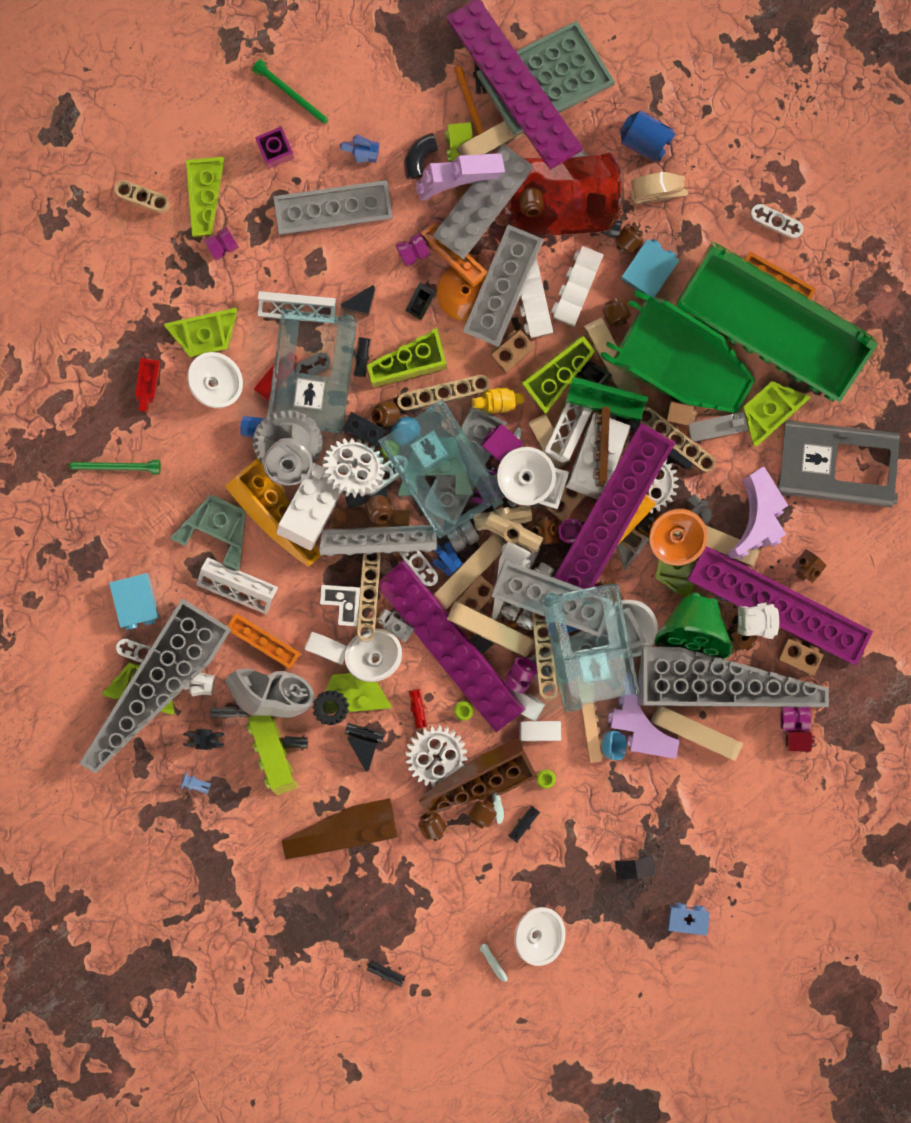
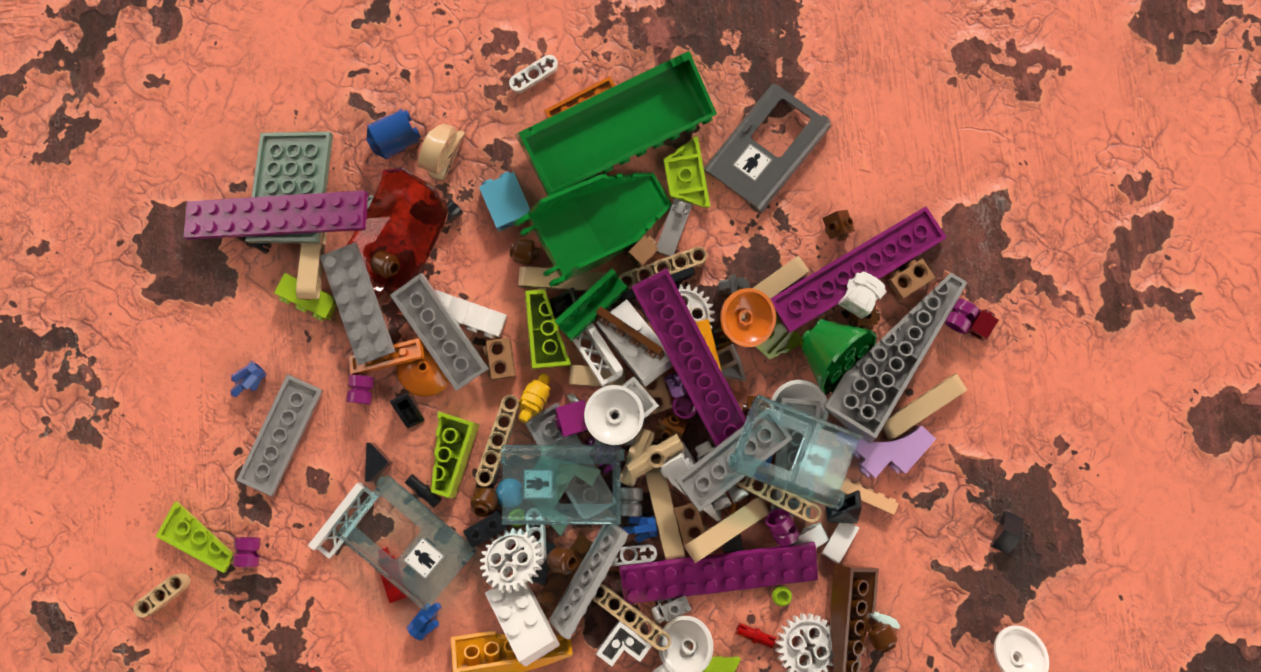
camera: 55 degrees left, 5 degrees down
(204, 332) = (313, 615): lime wing -> none
(222, 374) = (353, 624): white dish -> none
(261, 69) = (122, 421): green piece -> none
(274, 147) = (195, 453): magenta head -> none
(287, 446) = (456, 607): light grey piece -> none
(311, 361) = (398, 535): dark grey beam -> none
(416, 154) = (282, 336): black cylinder -> none
(461, 171) = (317, 305): lavender arch -> none
(469, 99) = (265, 262): orange piece -> none
(524, 824) = (912, 605): black pin -> none
(546, 778) = (884, 561): lime plate -> none
(568, 720) = (848, 512): none -> black slope
(577, 286) = (481, 270): white brick -> none
(582, 512) = (675, 385): none -> medium lavender beam
(614, 745) = (891, 485): dark azure hair -> none
(629, 240) = (470, 203): reddish brown head -> none
(677, 923) = (1090, 512): medium blue brick -> none
(764, 507) = (766, 230): lavender arch -> none

